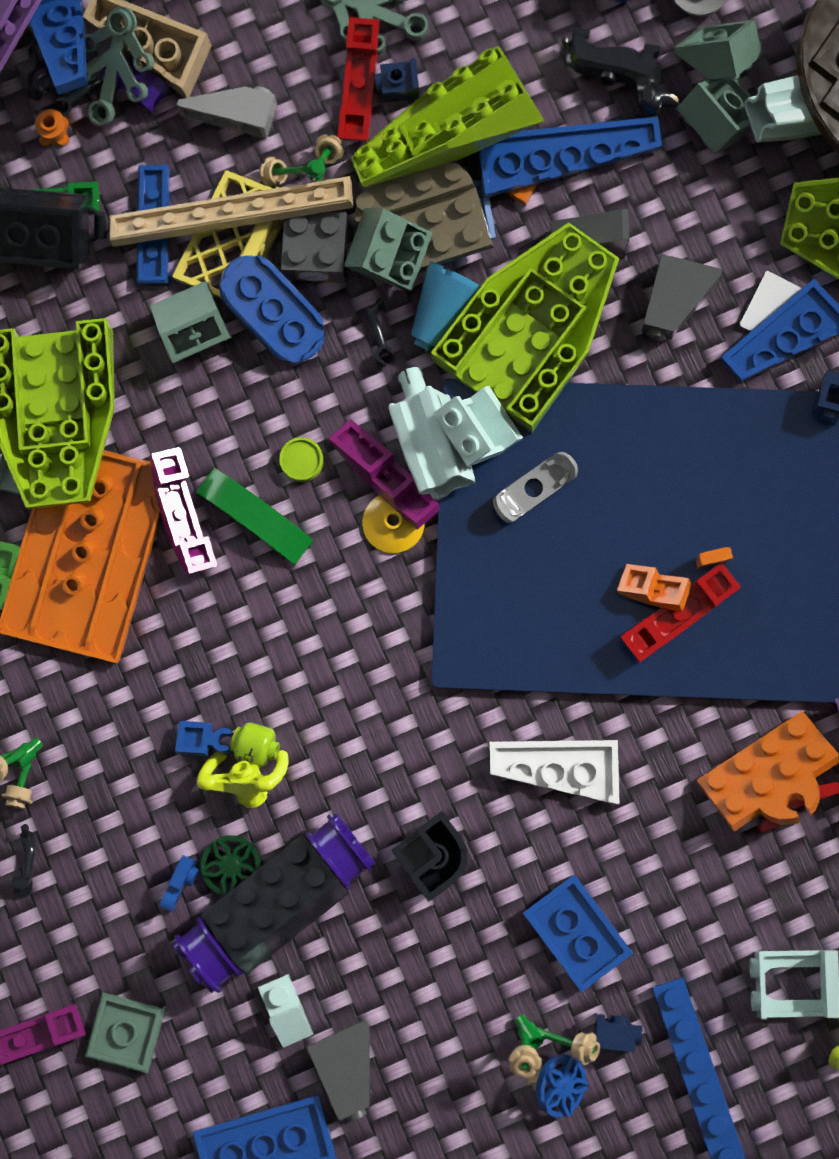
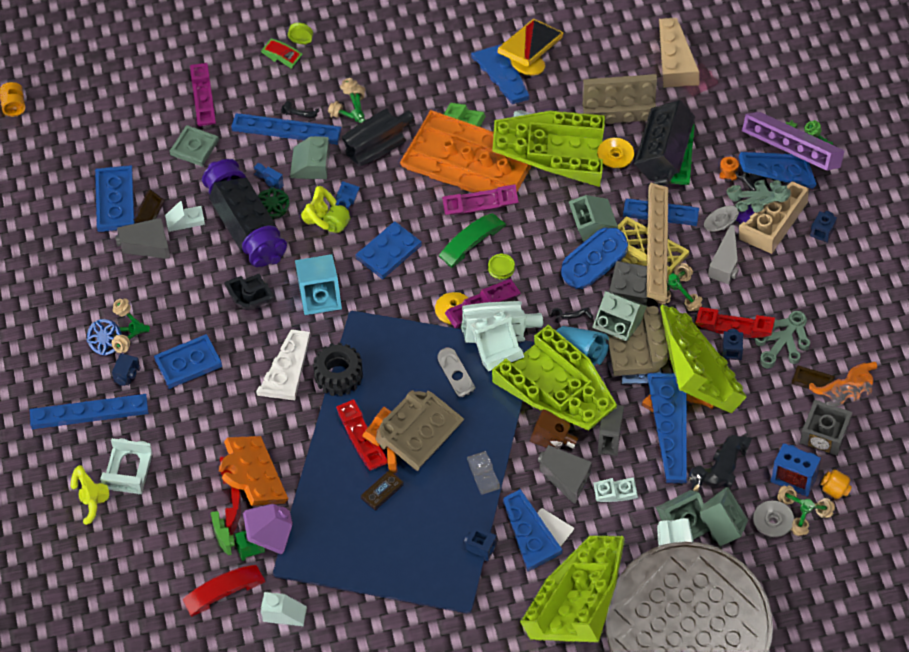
camera: 95 degrees right, 25 degrees down
(38, 300) = (616, 147): none -> yellow dish
(65, 877) = (284, 128): none -> blue tile
(74, 708) = (376, 136): none -> black piece
(131, 818) = (311, 158): none -> sand green slope
(148, 128) = (721, 218): none -> light grey dish
(281, 1077) = (149, 207): none -> dark brown tile
(297, 648) = (388, 250): none -> blue plate
(390, 748) = (318, 284): none -> medium azure slope
(584, 655) = (338, 382): none -> black tyre
(615, 324) = (552, 431): none -> reddish brown torso
(656, 526) = (418, 427): none -> dark tan plate
(688, 220) = (615, 491): none -> light aqua slope
(704, 416) = (483, 473): none -> clear slope
(765, 565) = (382, 490): none -> dark brown tile

